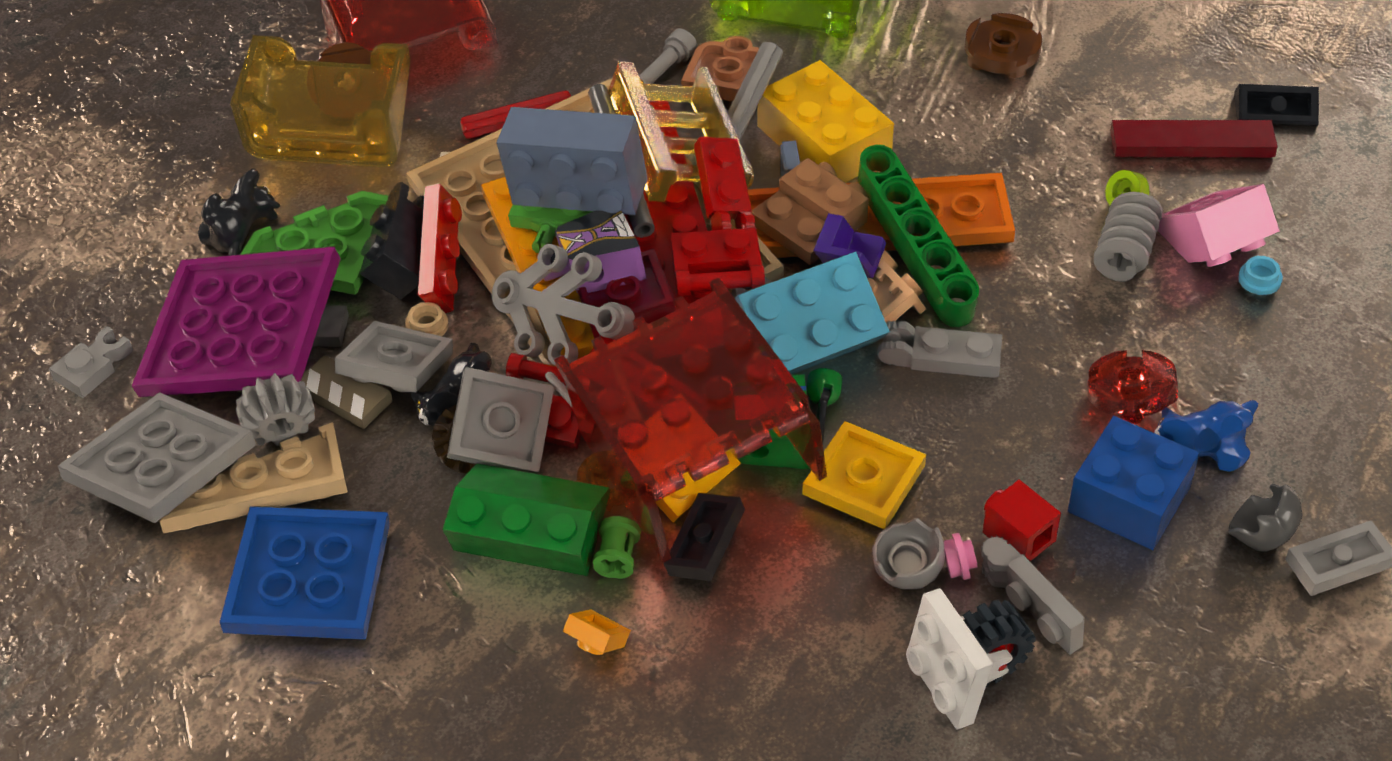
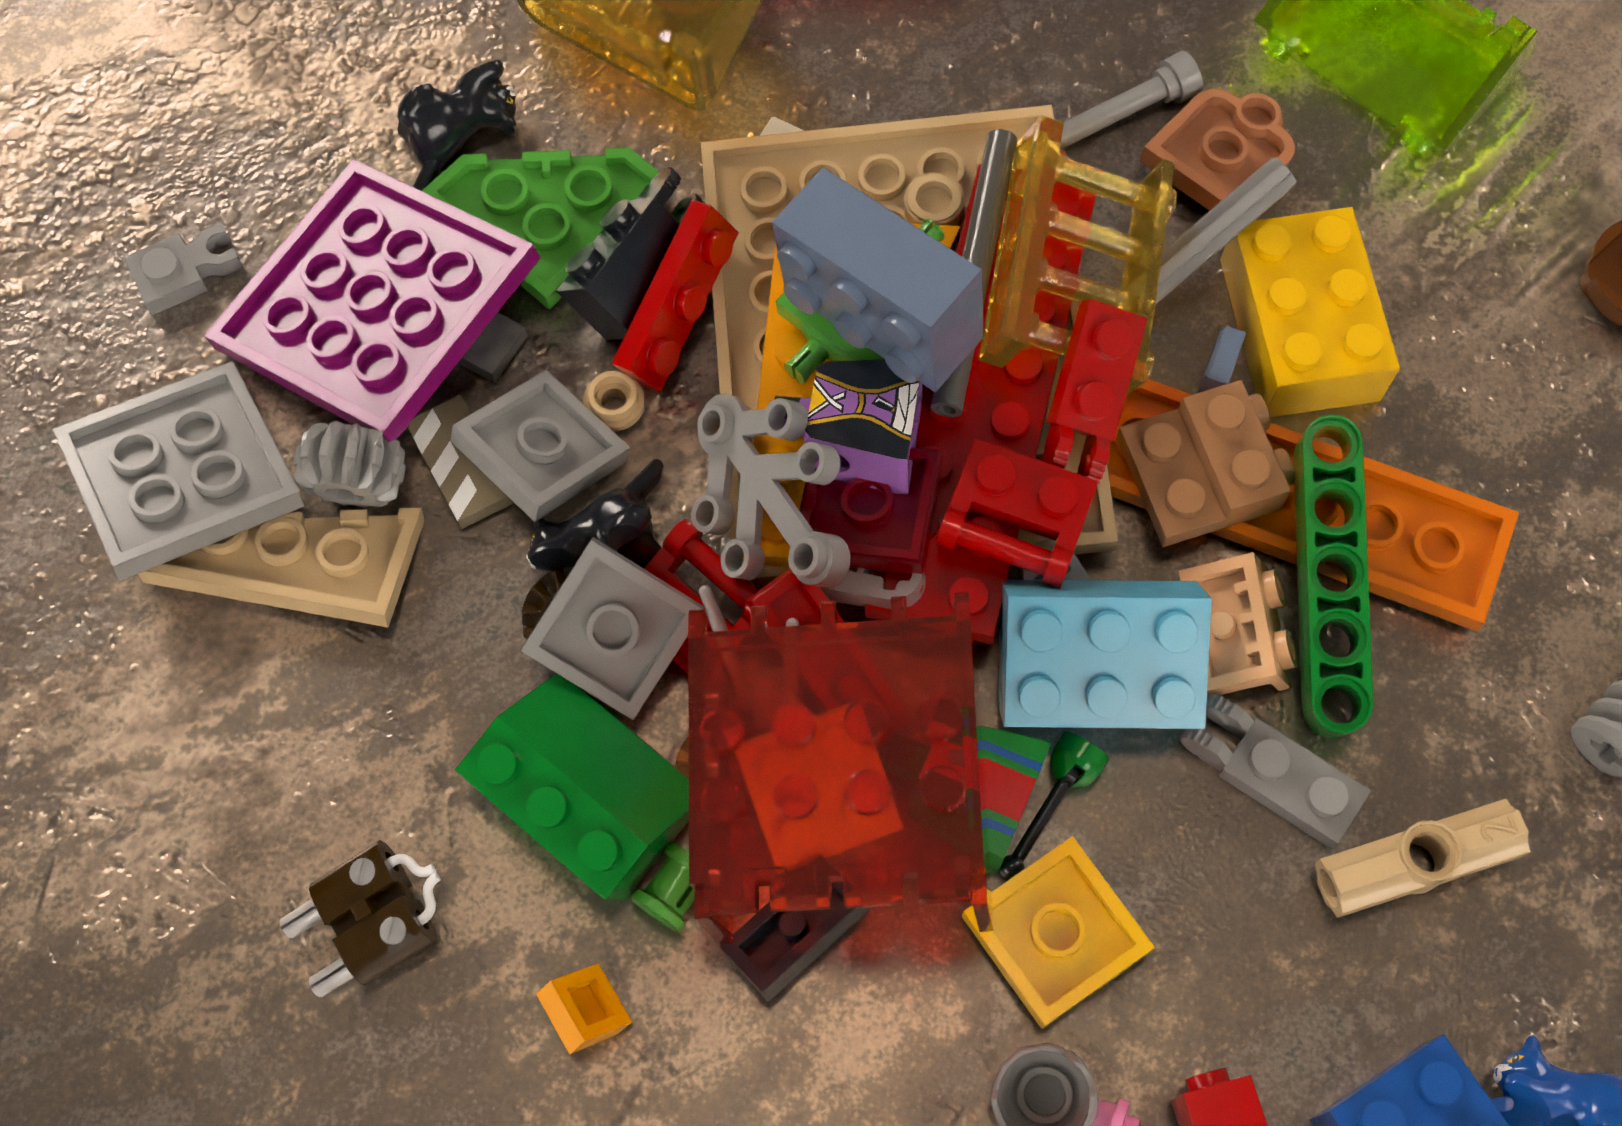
camera: 25 degrees right, 20 degrees up
(306, 573) = (280, 730): blue plate -> none
(427, 641) = (371, 915): none -> dark brown piece
(494, 119) = (894, 99): red axle -> none
(839, 239) = (1223, 560): dark purple panel -> none
(1049, 352) = (1458, 848): none -> tan piece
(1132, 385) = (1490, 1003): clear red plate -> none

